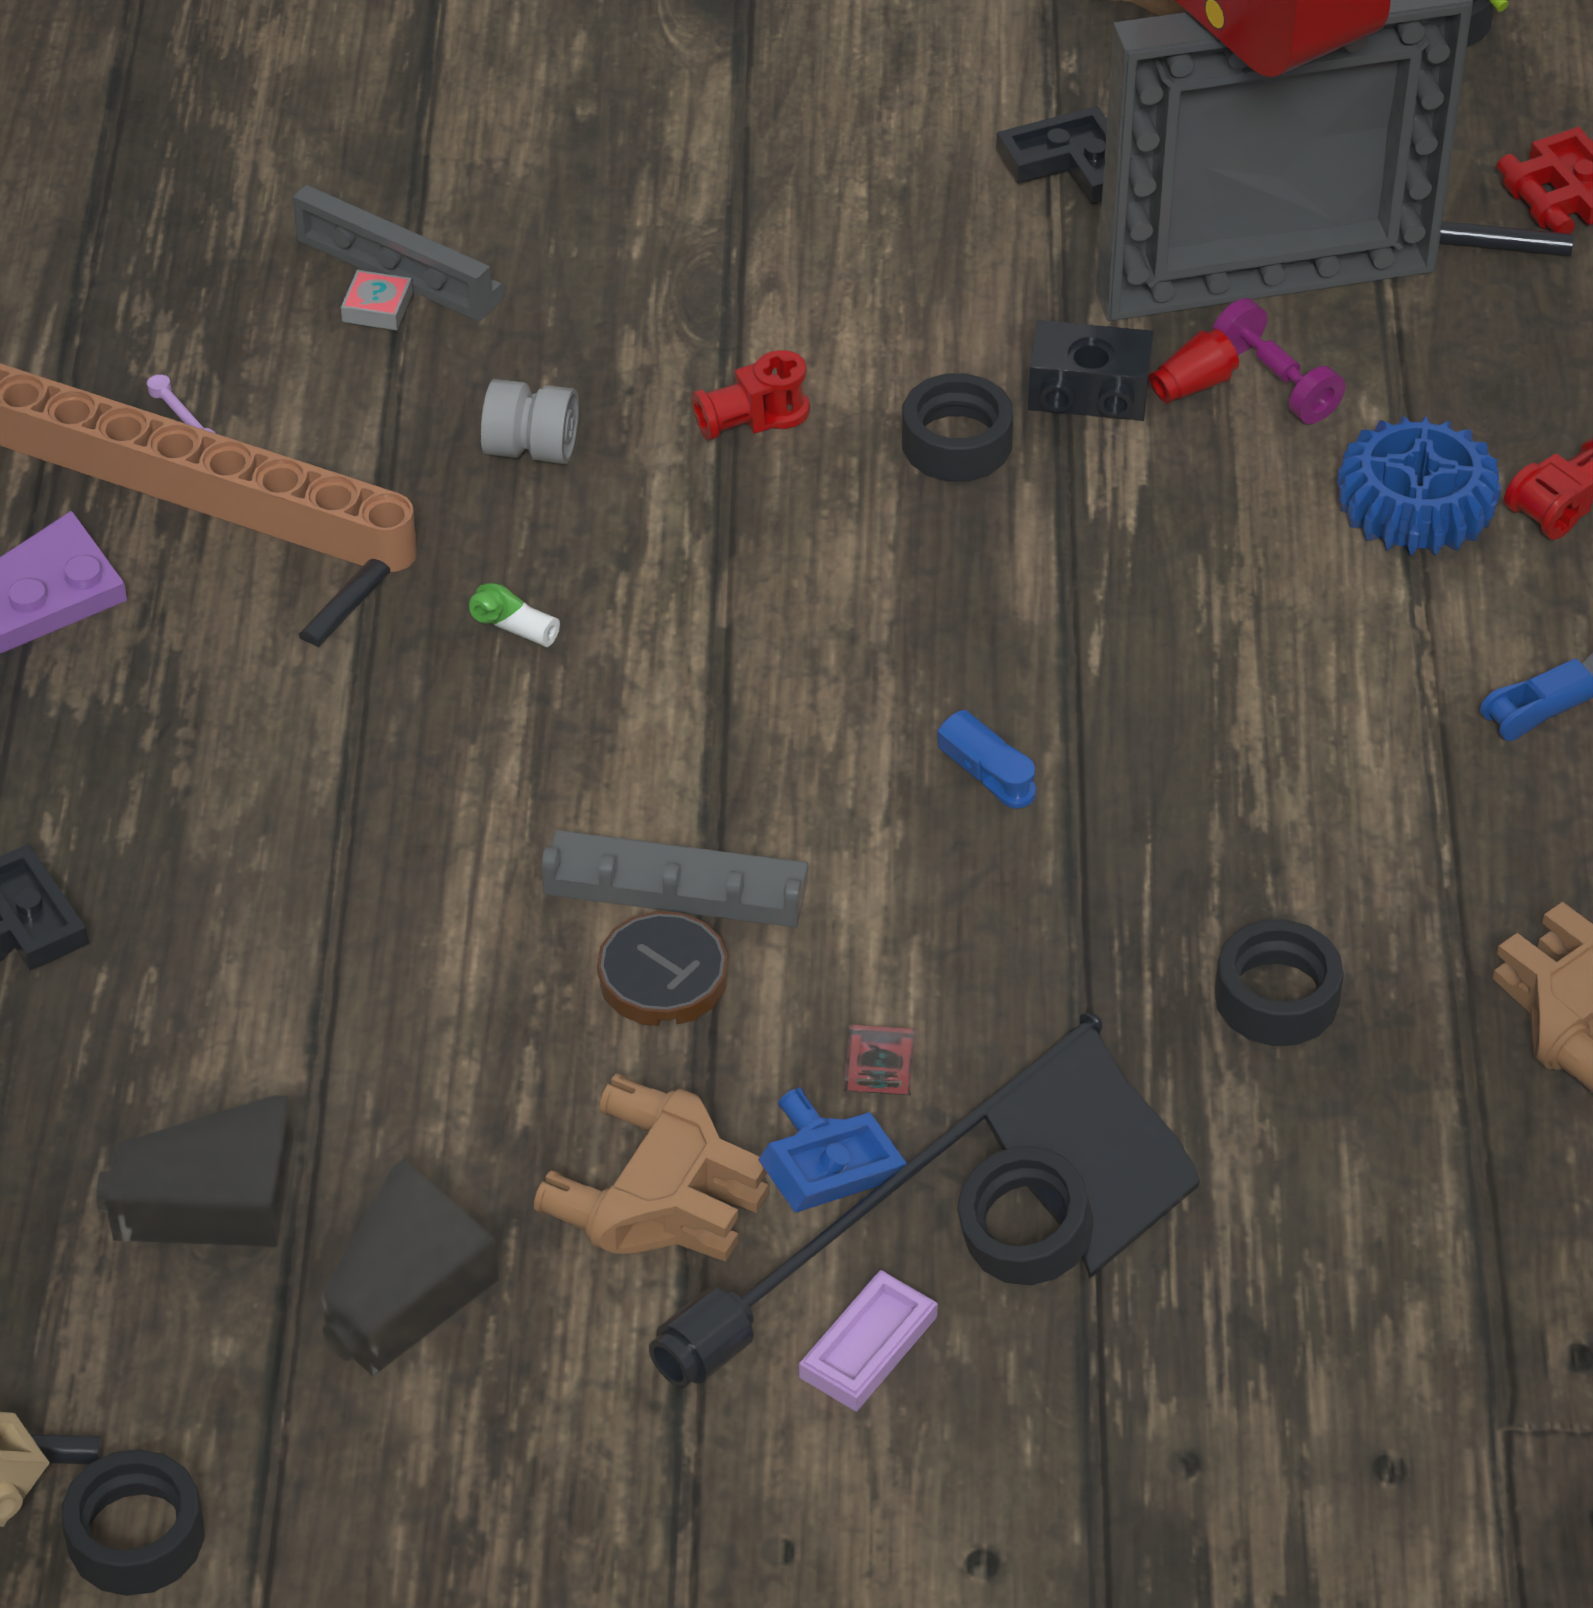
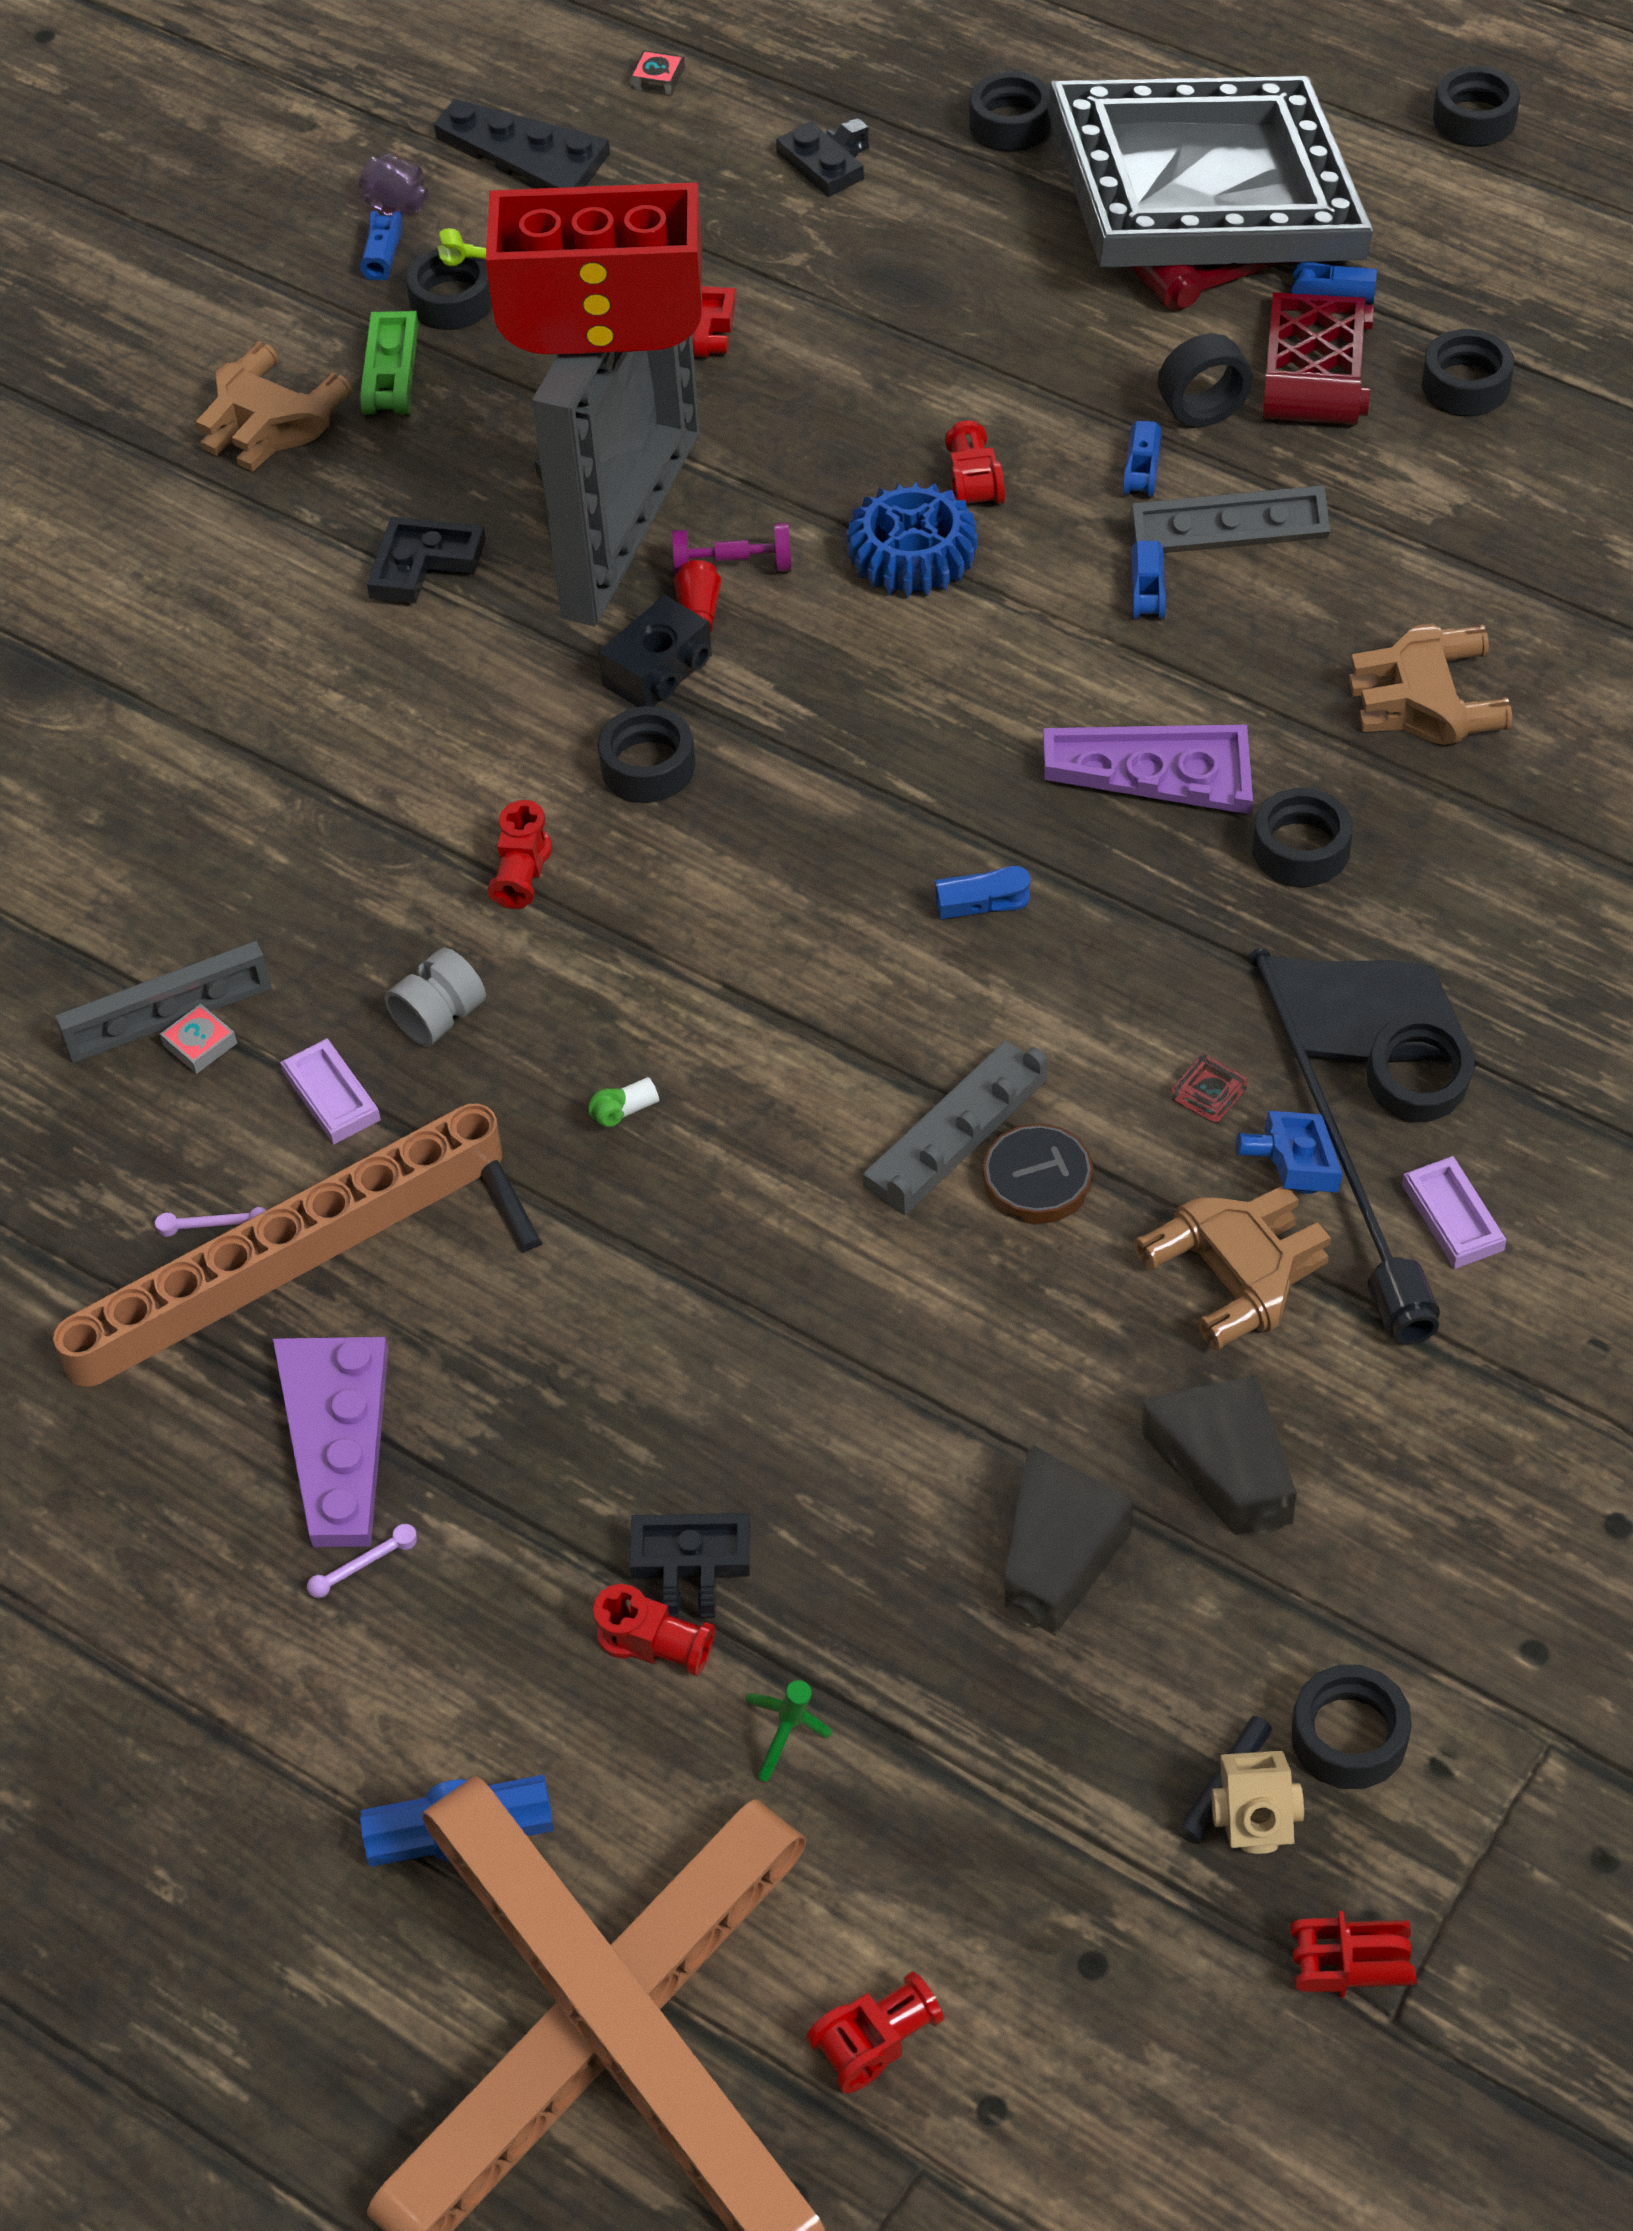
camera: 55 degrees left, 5 degrees up
(383, 415) = (330, 1091): none -> lavender tile
(1287, 823) = (1160, 762): none -> medium lavender wing
(1506, 238) = (720, 368): black piece -> none

